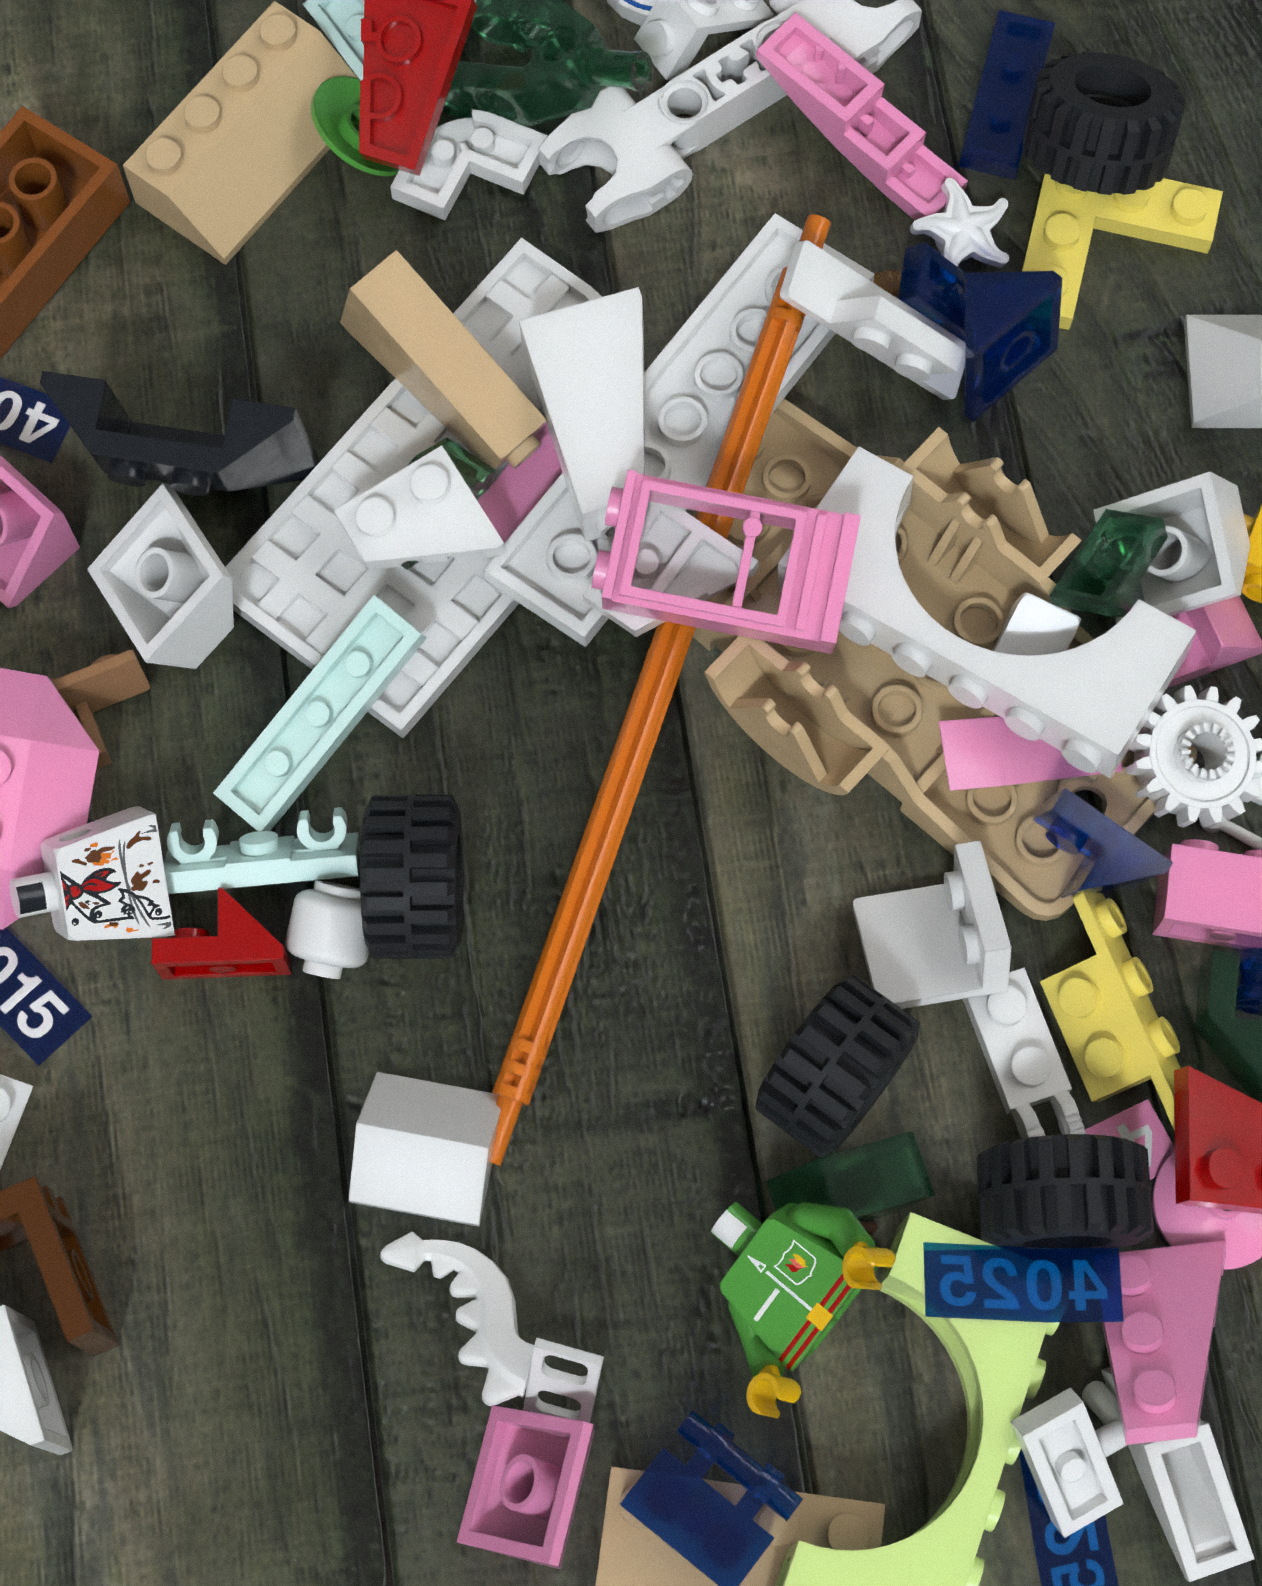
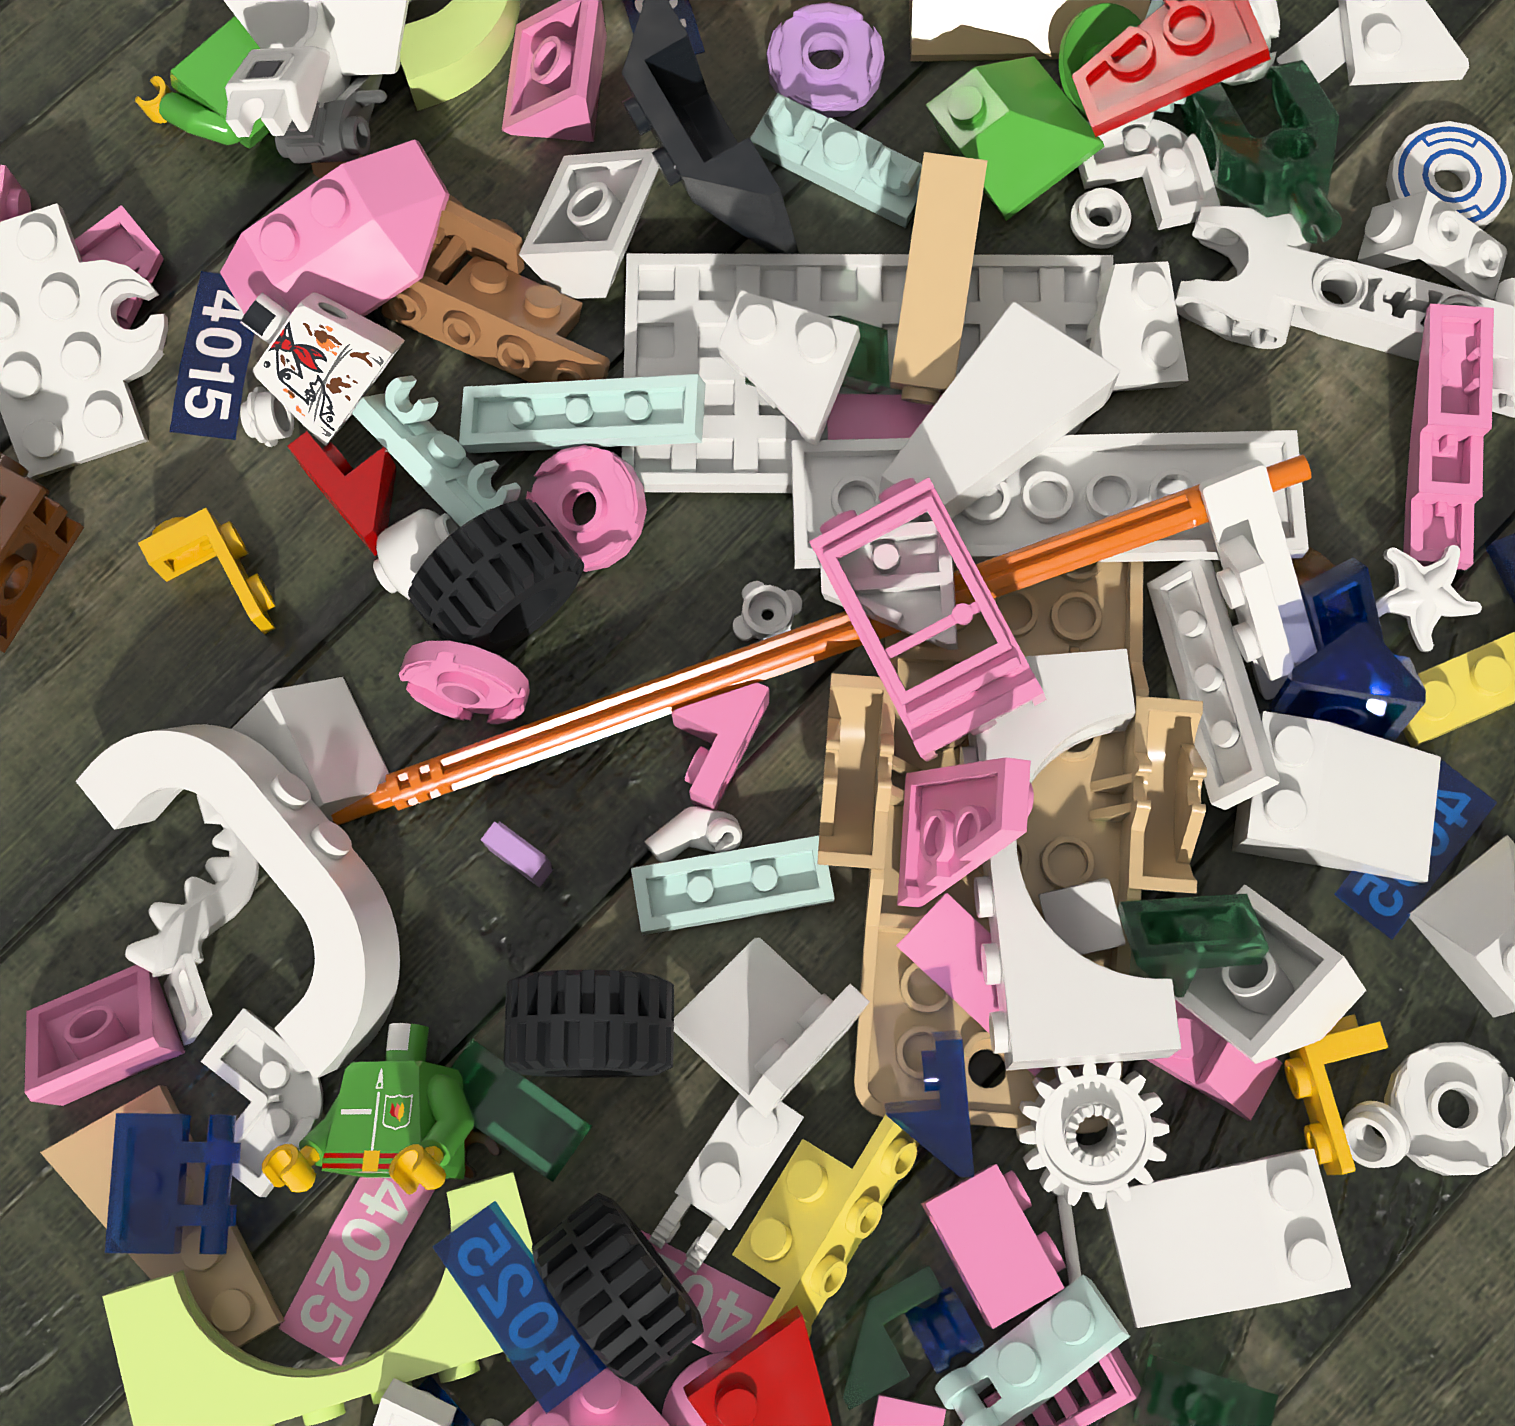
camera: 55 degrees right, 5 degrees up
(99, 970) = (266, 417): none -> white plate
(156, 1116) = (190, 541): none -> yellow bracket
(176, 354) = (834, 29): none -> lavender tile
(184, 724) = (501, 322): none -> medium nougat bracket
(266, 372) = (839, 159): none -> light aqua plate
(354, 223) = (1018, 124): none -> bright green slope
(389, 734) = (617, 496): none -> bright pink tile
(471, 963) = (464, 680): none -> bright pink tile
(479, 211) = (1106, 204): none -> white plate
(500, 1193) = (298, 849): none -> white arch
(591, 259) = (1139, 327): none -> white wing
(596, 684) = (759, 599): none -> white plate
(644, 1032) = (517, 853): none -> lavender tile
(671, 796) = (727, 724): none -> bright pink slope
(690, 1365) = (281, 1092): none -> white plate
(730, 882) = (697, 829): none -> white arm
(797, 887) = (731, 885): none -> light aqua plate
(878, 1413) = (353, 1265): none -> bright pink sticker
(903, 658) = (958, 822): none -> bright pink wing
(911, 411) = (1212, 670): none -> white plate
(1067, 408) = (1342, 801): none -> white slope
(1146, 384) = (1389, 900): none -> clear blue sticker

